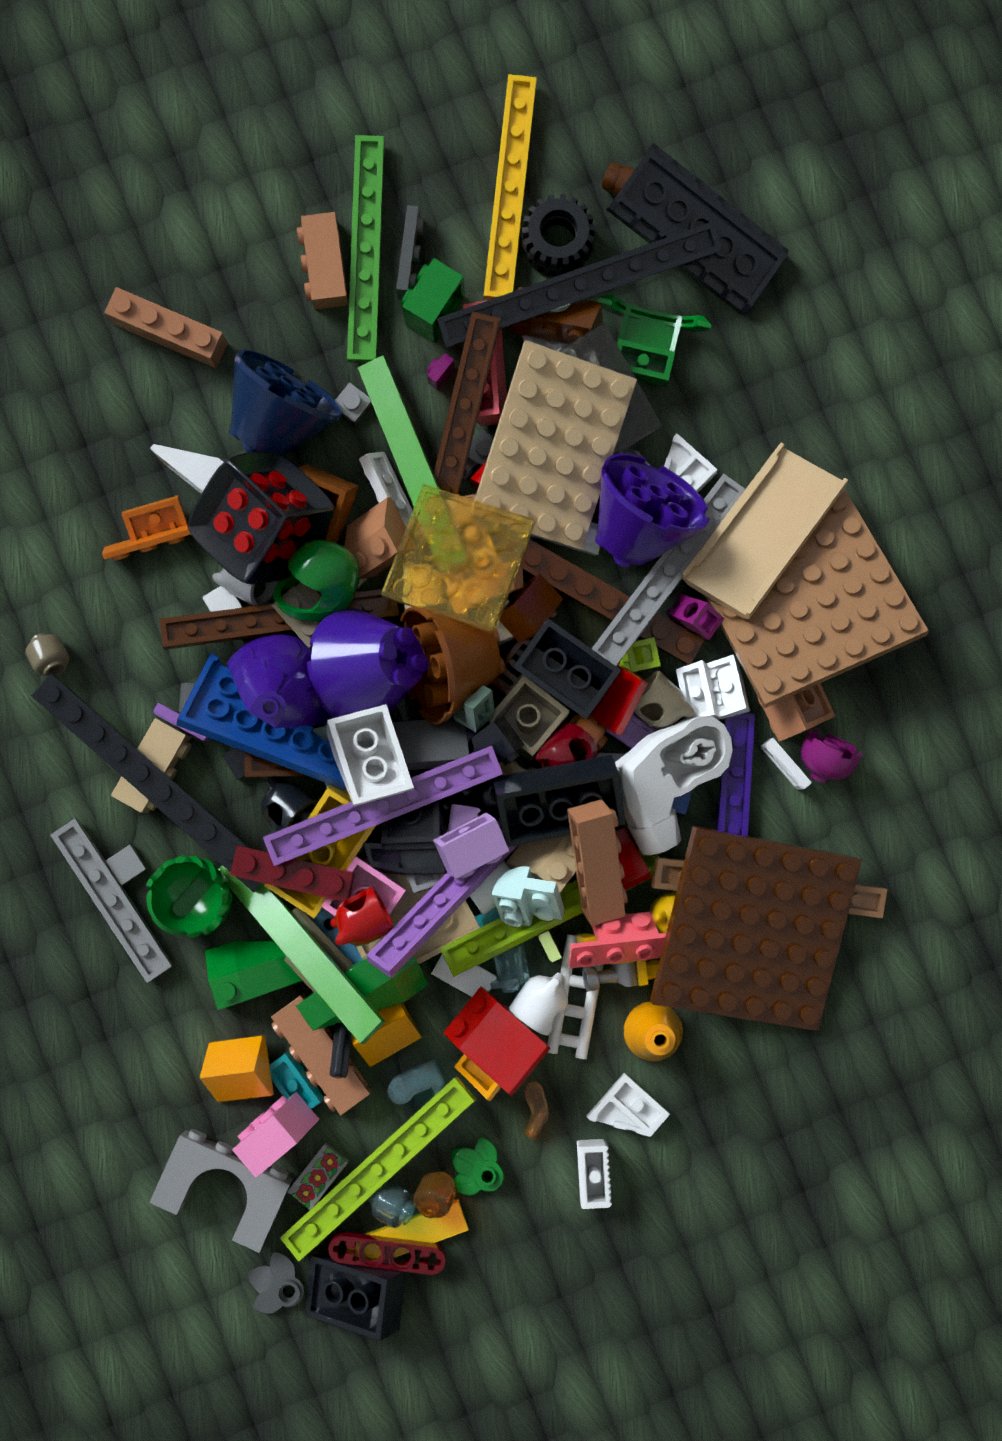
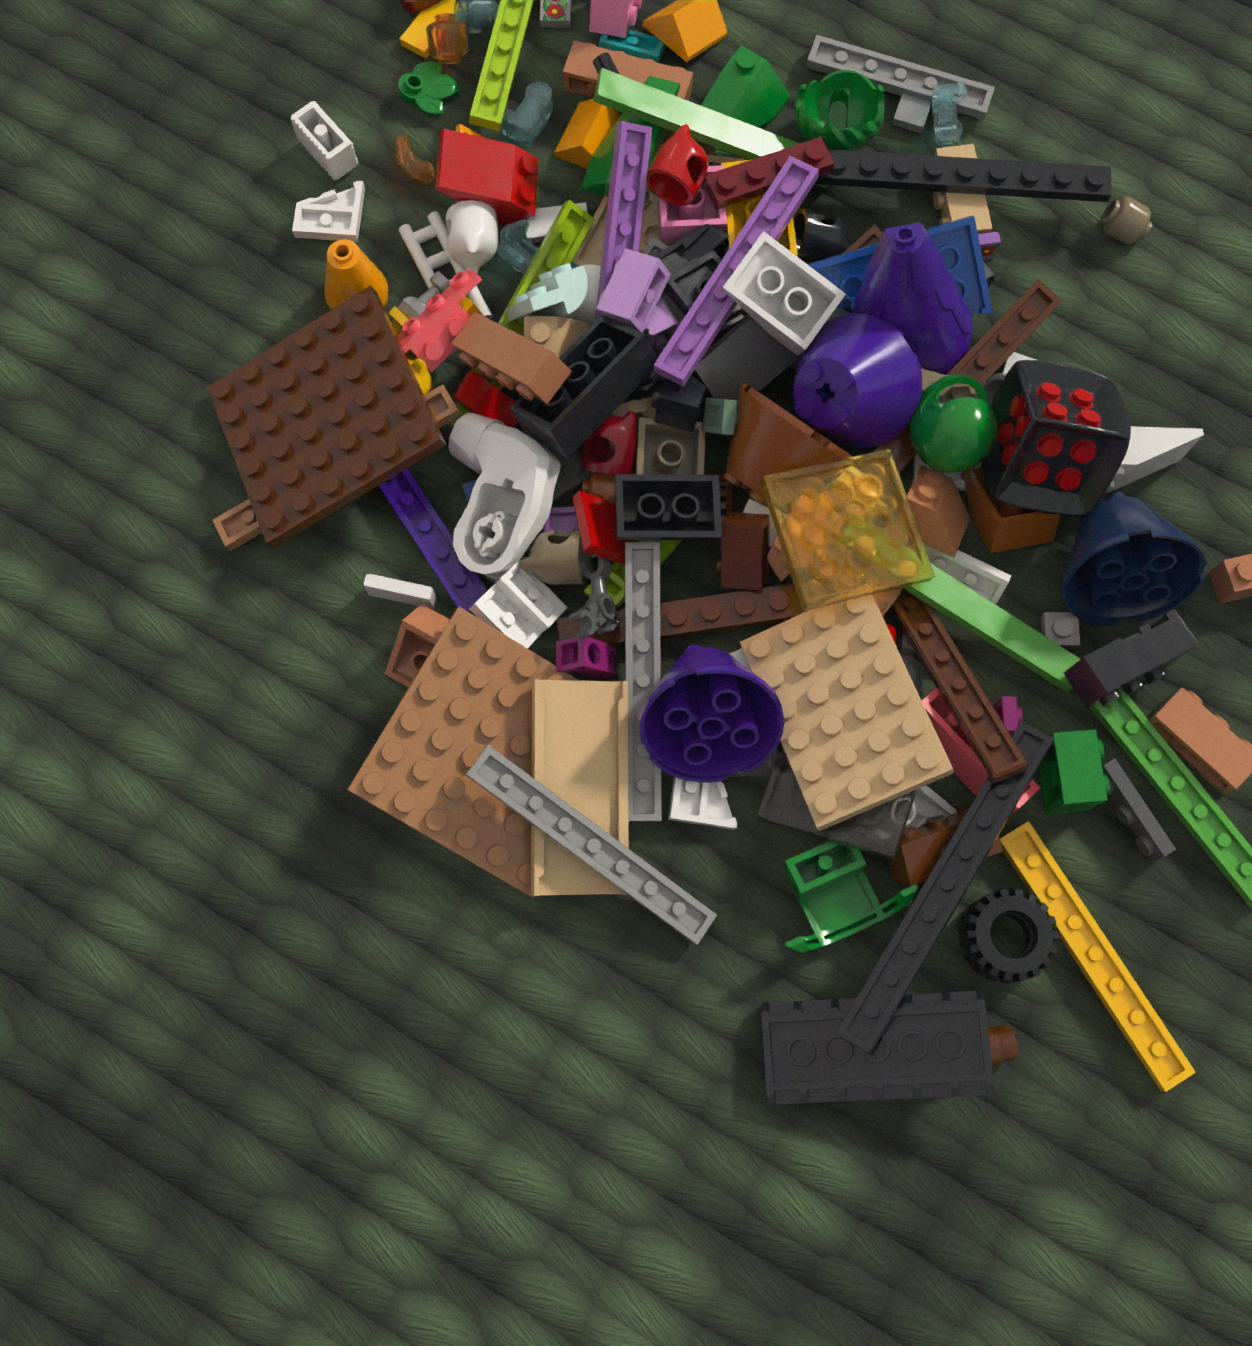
camera: 145 degrees right, 10 degrees down
(113, 831) = (946, 126): none -> clear light blue leg
(150, 526) = (1141, 383): orange bracket -> none
(334, 339) = (1131, 661): none -> black wedge
(549, 946) = (498, 289): yellowish green tile -> none
(661, 640) = (600, 607): none -> dark grey piece
(789, 484) = (590, 844): none -> light grey plate
(829, 757) = (363, 626): magenta cylinder -> none

